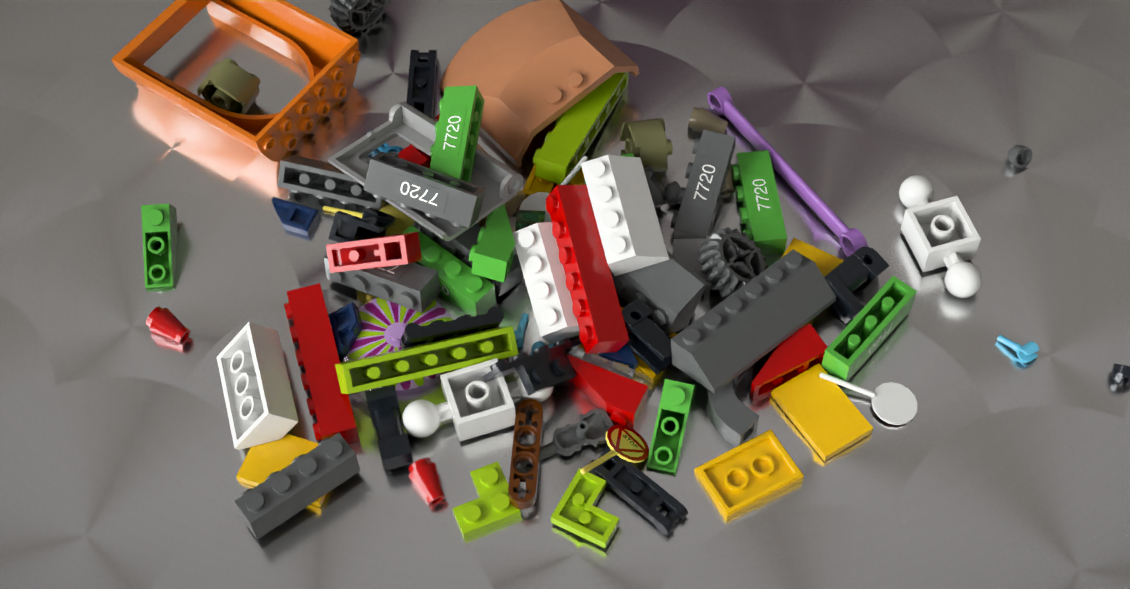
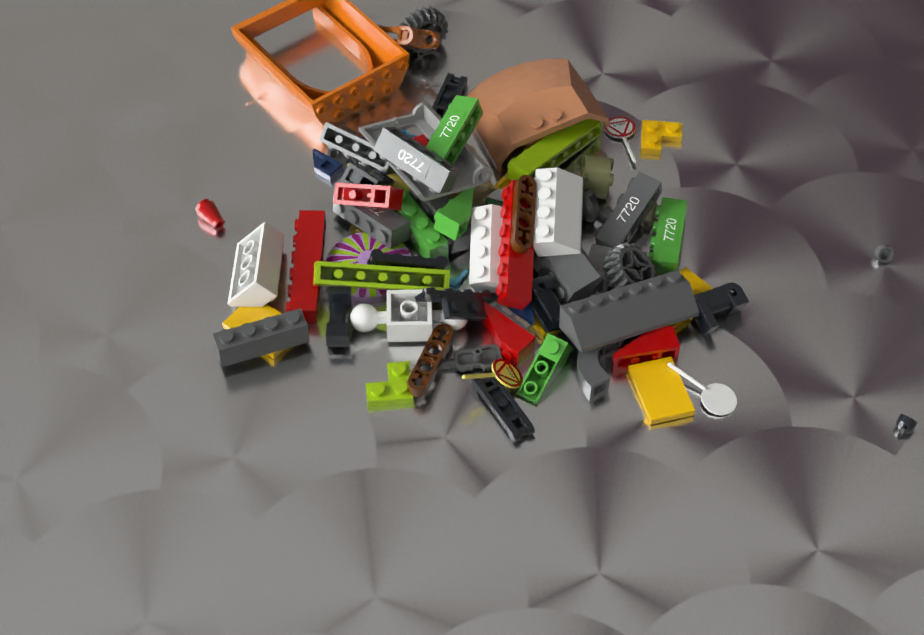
camera: 15 degrees right, 5 degrees down
(159, 244) = (223, 159): bright green slope -> none
(230, 87) = (308, 66): olive brick -> none
(346, 327) = (333, 244): dark blue tile -> none
(353, 16) = (412, 37): none -> dark orange piece
(426, 479) = (354, 359): red cone -> none
(578, 511) = (456, 410): lime plate -> none
(585, 227) = (522, 213): none -> reddish brown beam
(652, 71) = (622, 128): none -> piece
(695, 65) = (657, 131): none -> yellow plate
(706, 120) = (650, 169): dark tan cone -> none
(748, 474) = (590, 418): yellow tile -> none
(849, 239) = (666, 163): medium lavender piece -> none
(868, 329) = (716, 341): bright green brick -> none
(940, 235) = (798, 291): white brick -> none
(1025, 353) = (834, 390): medium azure hand -> none

